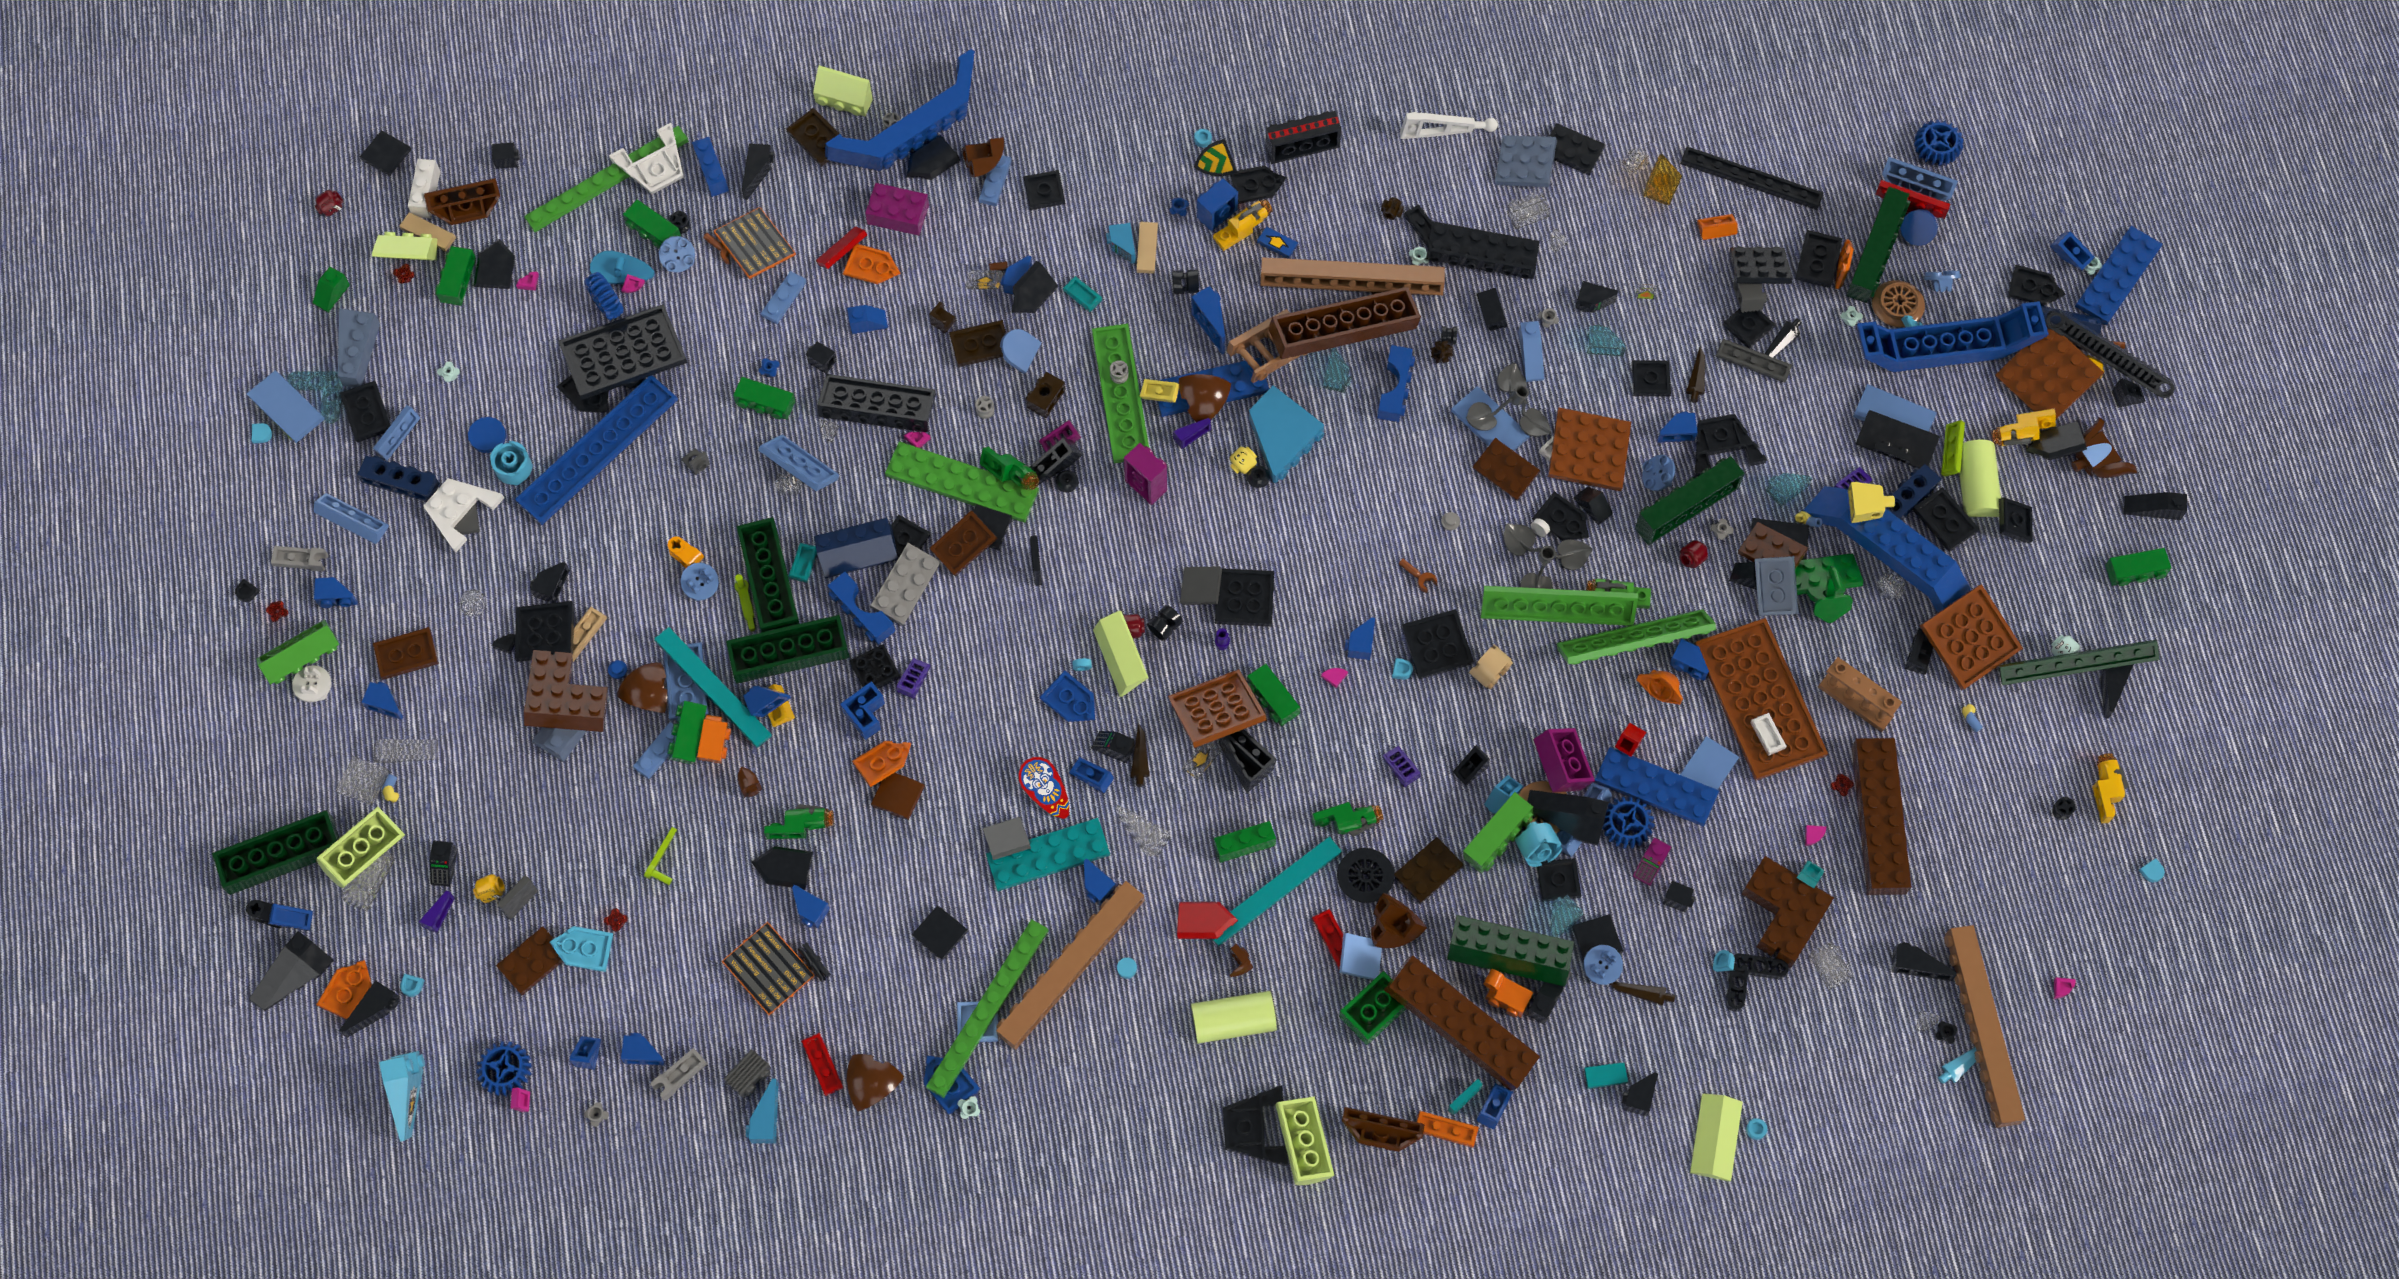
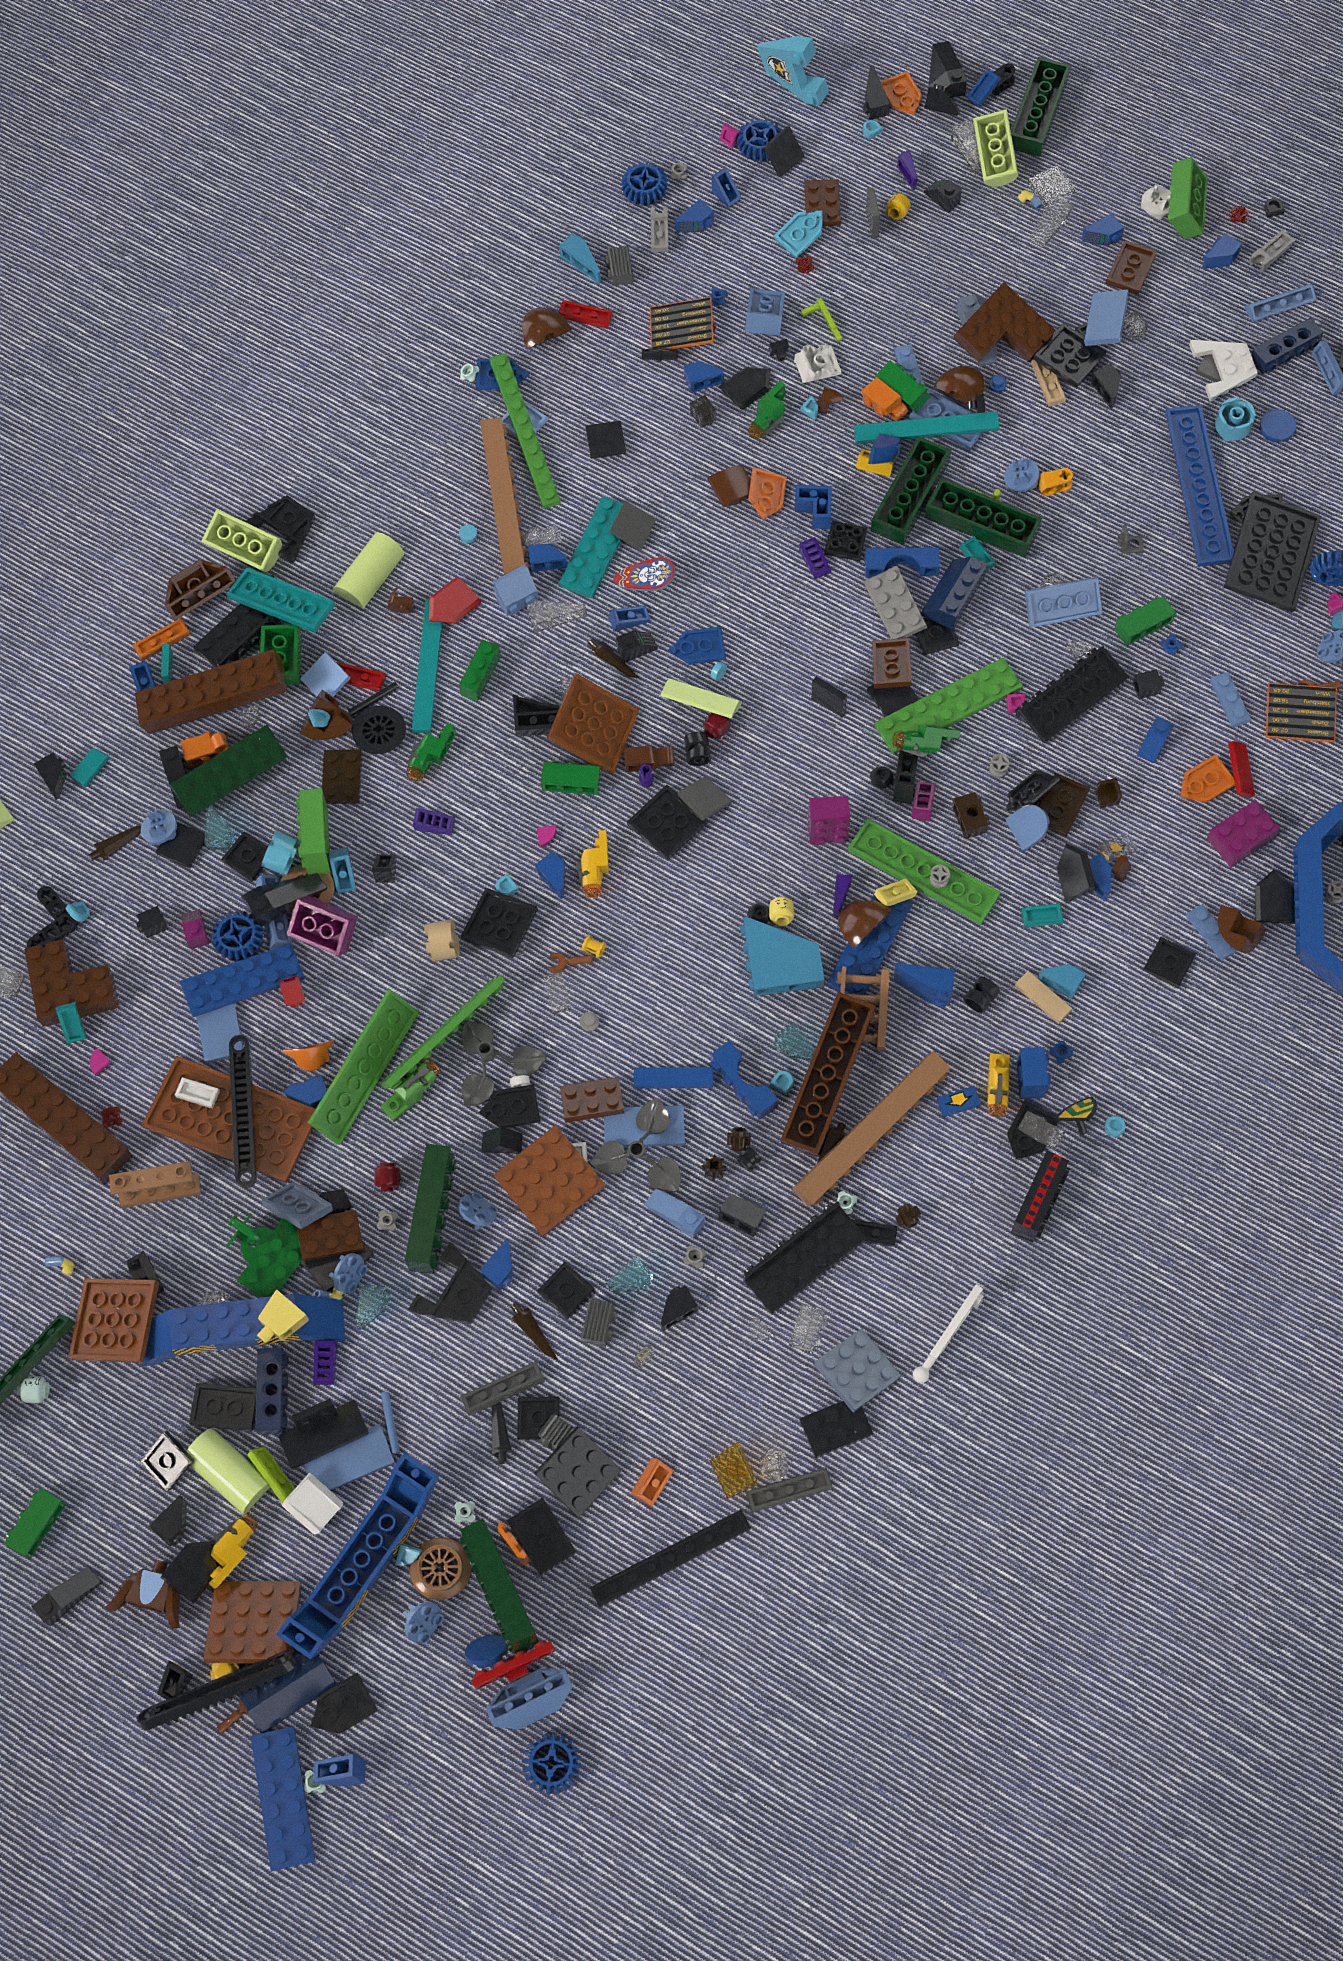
camera: 135 degrees right, 0 degrees up
(336, 942) = (940, 100): none -> black slope
(482, 627) = (1106, 317): none -> medium blue tile
(504, 1030) = (783, 151): none -> black tile
(630, 1134) = (644, 183): none -> blue gear
(659, 657) = (979, 403): none -> black tile
(695, 910) = (764, 312): none -> medium blue slope
(713, 969) = (718, 296): none -> blue plate
(716, 825) = (817, 363): none -> white slope
(727, 866) = (779, 349): none -> black tile
(765, 797) = (810, 407): none -> medium azure tile
(844, 875) = (703, 411): none -> clear smoke brick
(988, 368) = (1031, 790): none -> black tile
(1081, 895) = (544, 536): none -> clear tile
(1150, 873) = (515, 590): none -> medium blue slope
(1204, 654) = (648, 755): none -> reddish brown piece
(1251, 173) = (1040, 1130): none -> clear slope
(1329, 618) = (593, 865): none -> yellow plate
(1331, 1046) = (281, 599): none -> teal plate
(1341, 907) = (374, 698): none -> black bar
(1368, 1069) = (234, 635): none -> black bracket
(1370, 362) = (783, 1082): none -> medium azure tile
(1391, 564) = (593, 946): none -> yellow bush
(1401, 922) = (318, 717): none -> medium azure tile
(1437, 433) = (673, 1077): none -> blue tile
(1449, 562) = (557, 993): none -> clear tile
(1476, 347) = (714, 1162): none -> dark brown gear
(1632, 140) = (789, 1490): none -> dark grey tile
(1653, 336) = (598, 1322): none -> dark grey brick
(1750, 687) = (242, 1111): none -> black gear
(1790, 512) = (348, 1273): none -> medium blue plate
(1844, 412) = (390, 1422): none -> medium blue bar
(1945, 403) = (312, 1504): none -> white slope
(2047, 483) = (171, 1522): none -> black slope

